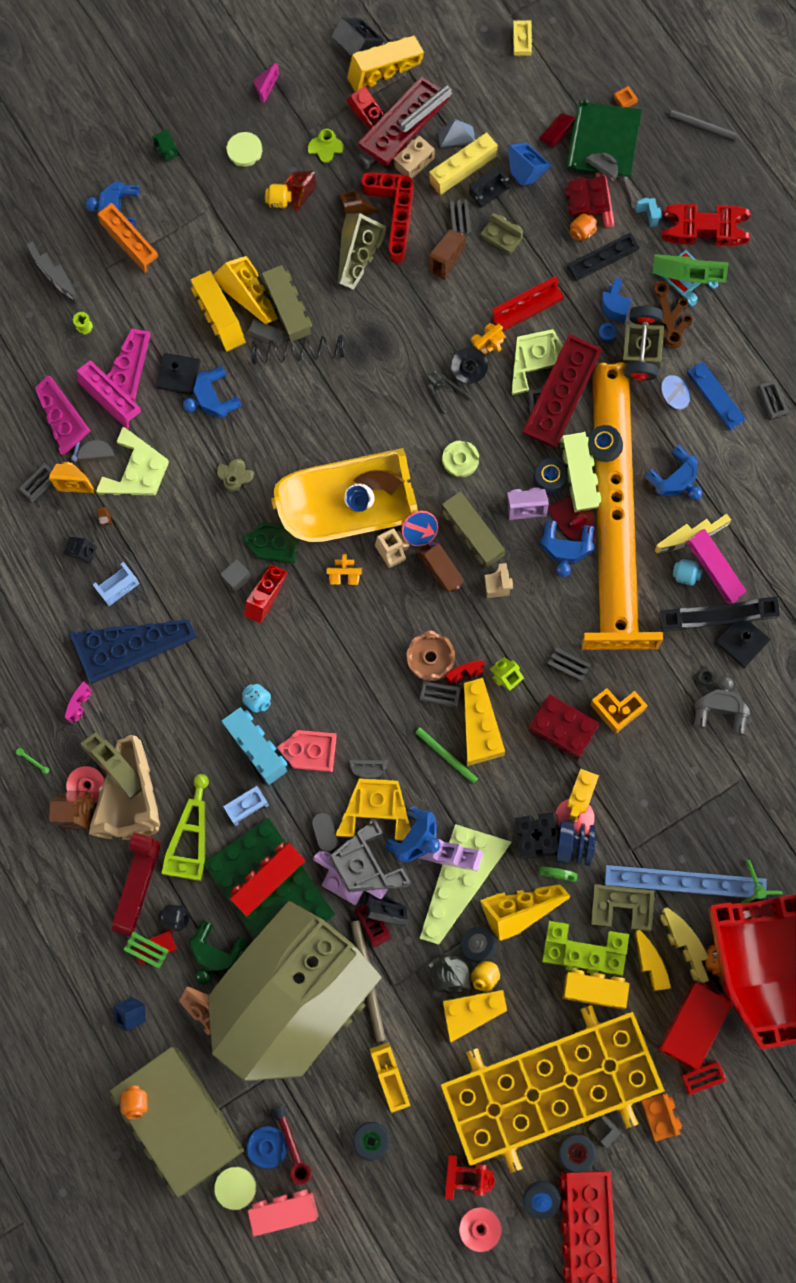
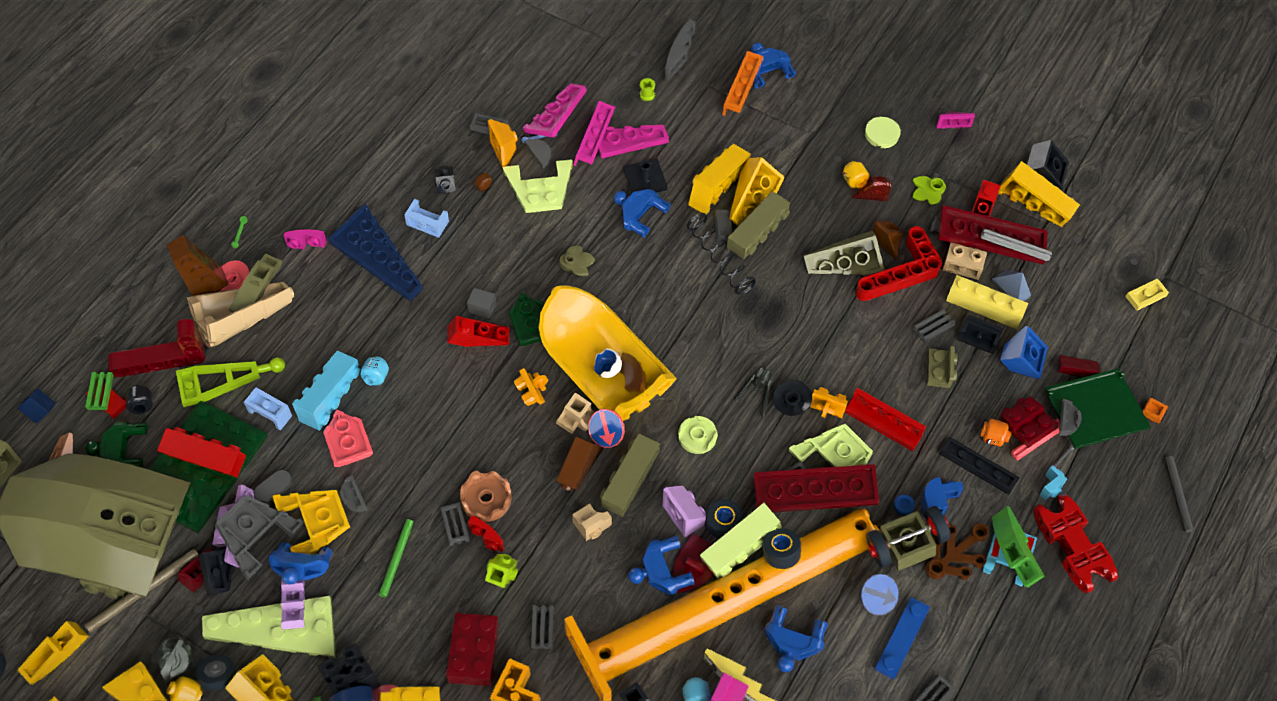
camera: 55 degrees right, 15 degrees down
(165, 145) = (845, 74): dark green brick -> none
(446, 253) = (889, 327): reddish brown slope -> none
(482, 732) = (438, 571): yellow wedge -> none

